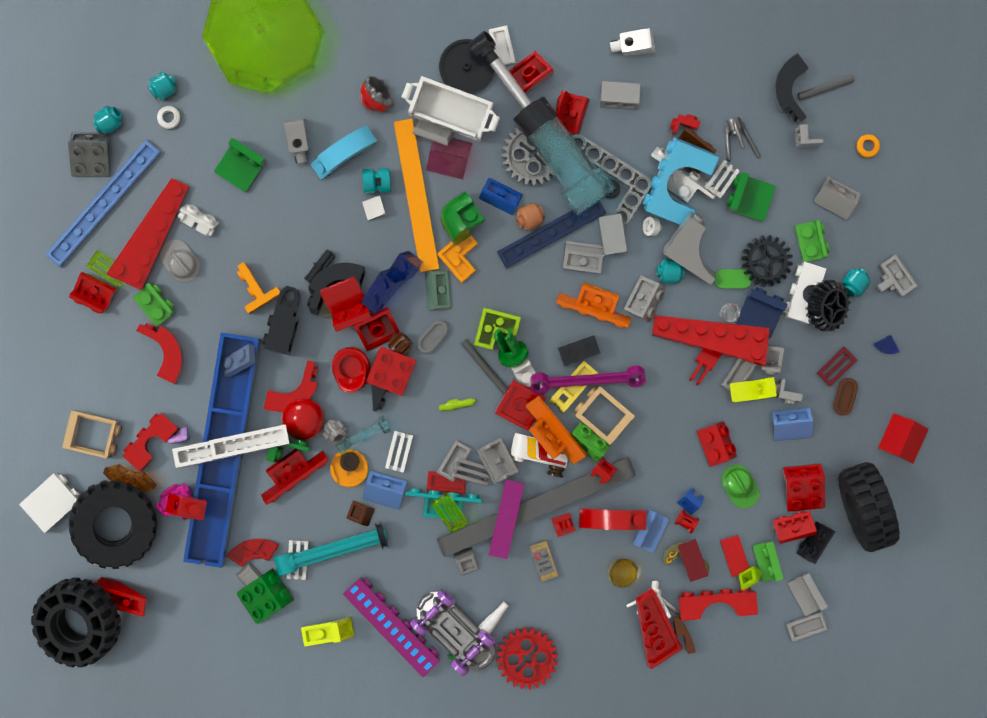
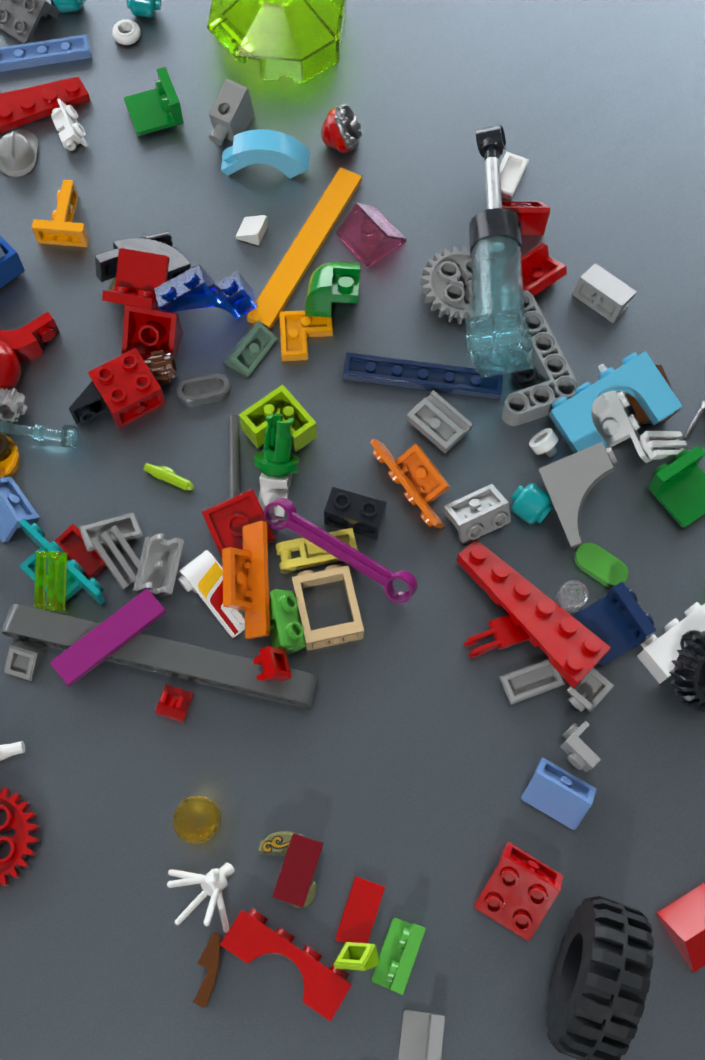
camera: 35 degrees right, 20 degrees down
(283, 323) = (56, 260): black brick -> none
(350, 369) = (84, 353): red piece -> none
(369, 180) = (274, 201): teal wheel -> none
(403, 435) = (57, 477): white tile -> none
(433, 132) = (372, 199): light grey tile -> none
(450, 108) = (408, 185): white container -> none
(464, 69) = (454, 171): black piece -> none
(500, 196) = (394, 305): blue slope -> none
(530, 216) = (411, 340): nougat head -> none
(543, 561) = (114, 730): flat silver tile -> none
(555, 471) = (217, 630): dark brown bush -> none
(612, 519) = (239, 736): red arch -> none
(613, 234) = (491, 415): light grey panel -> none
(642, 44) = (660, 251): white torso -> none
(650, 537) = (274, 793): medium blue panel -> none
(657, 633) = (175, 935): red wing -> none
(686, 521) = (330, 815): red bush -> none
(688, 121) = (668, 362): red bracket -> none
(690, 502) = (353, 793): blue tile -> none
(717, 443) = (442, 745): red bracket -> none
(740, 486) = (433, 825): bright green piece -> none
(753, 390) = (537, 711): neon yellow bracket -> none
(768, 270) = (681, 576): black gear -> none
(794, 527) = (469, 933): red bracket -> none
(814, 545) = (483, 978): black hinge -> none
(837, 355) = (642, 766): dark red tile -> none
(845, 396) = (653, 810): reddish brown tile -> none

